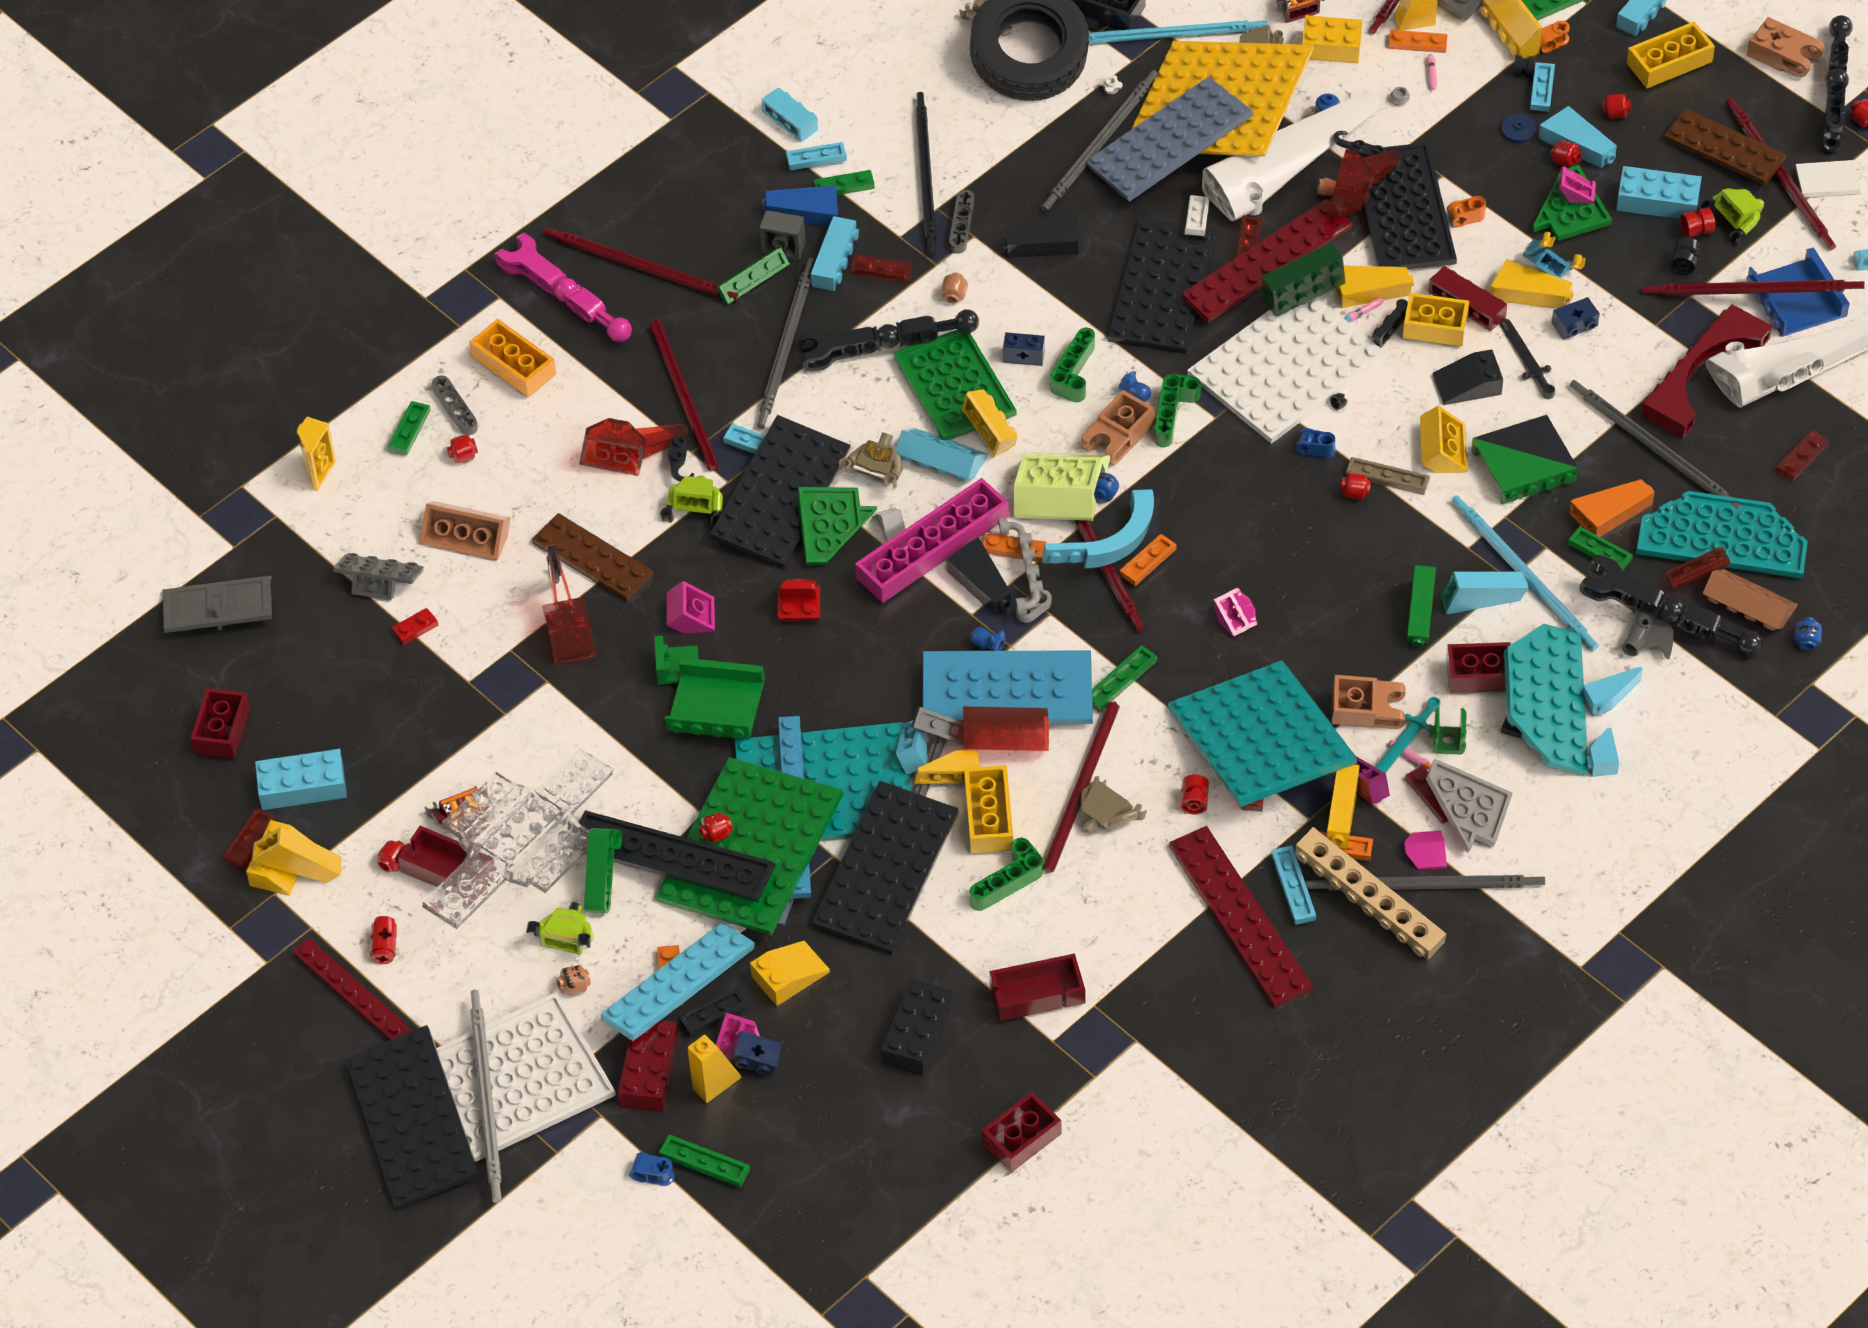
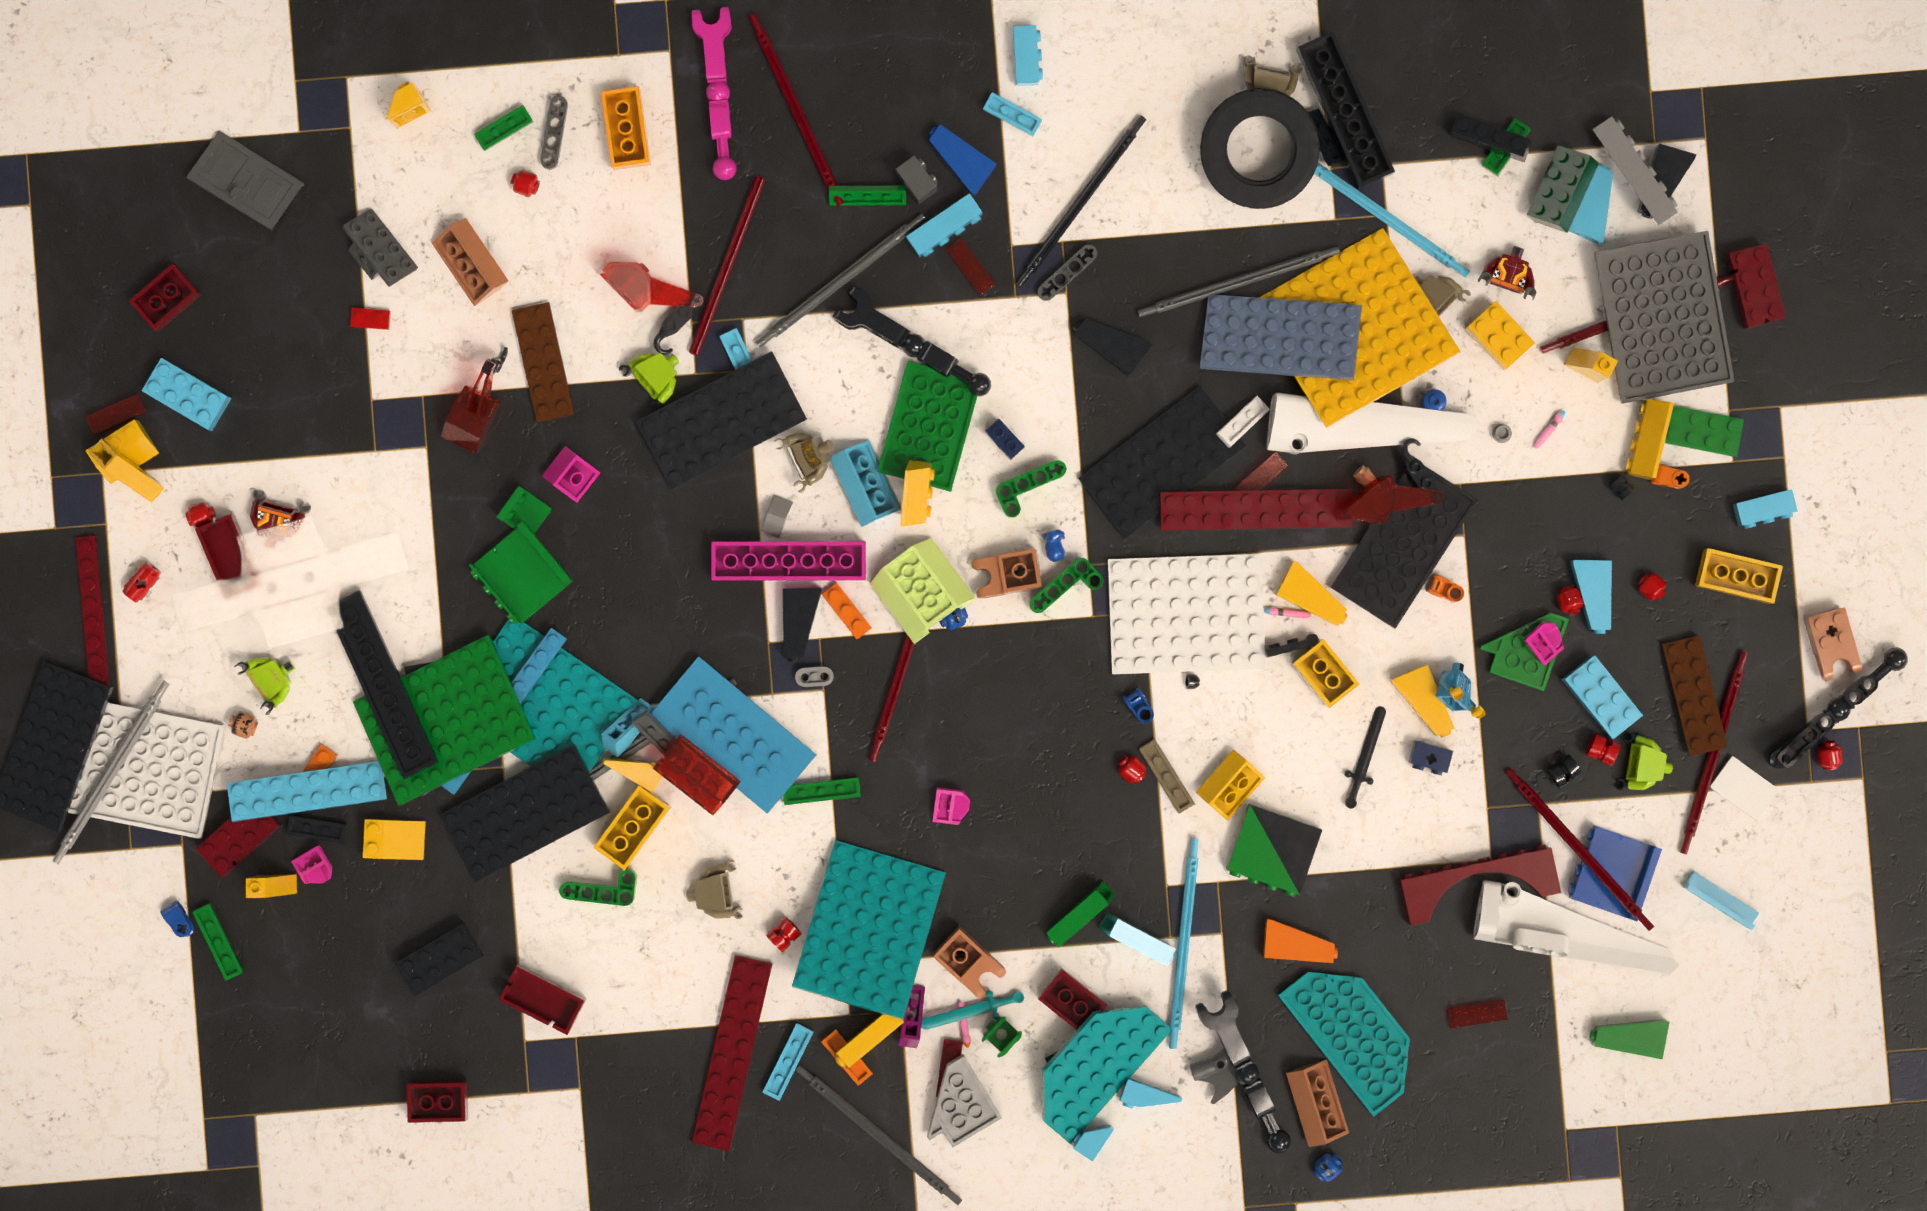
camera: 40 degrees right, 35 degrees up
(600, 868) = (327, 653): green beam -> none
(715, 827) = (425, 693): red head -> none
(755, 1053) = (312, 882): dark blue brick -> none
(799, 600) = (655, 529): red piece -> none
(829, 520) = (732, 479): green wing -> none
(848, 182) = (1012, 159): green plate -> none
(954, 287) = (1004, 336): nougat head -> none
(986, 640) = (754, 678): blue animal -> none
(1028, 556) = (834, 650): light grey bar -> none
(1082, 782) = (717, 857): dark red axle -> none
(1110, 549) = (937, 677): medium azure arch -> none
(1111, 84) = (1299, 236): white plate -> none
(1148, 559) = (929, 705): orange plate -> none
(1303, 279) = (1252, 564): dark green brick -> none
(1315, 842) = (823, 1051): tan brick -> none
(1418, 41) = (1567, 390): orange plate -> none
(1426, 850) = (904, 1108): dark pink slope -> none
(1469, 378) = (1301, 743): black slope -> none
(1483, 306) = (1369, 671): dark red brick -> none
(1518, 128) = (1562, 540): dark blue piece -> none
(1542, 87) = (1616, 518): medium azure plate -> none
(1594, 545) = (1254, 971): green plate -> none
(1651, 442) = (1380, 913): dark grey axle -> none
(1697, 567) = (1303, 1049): clear red plate -> none

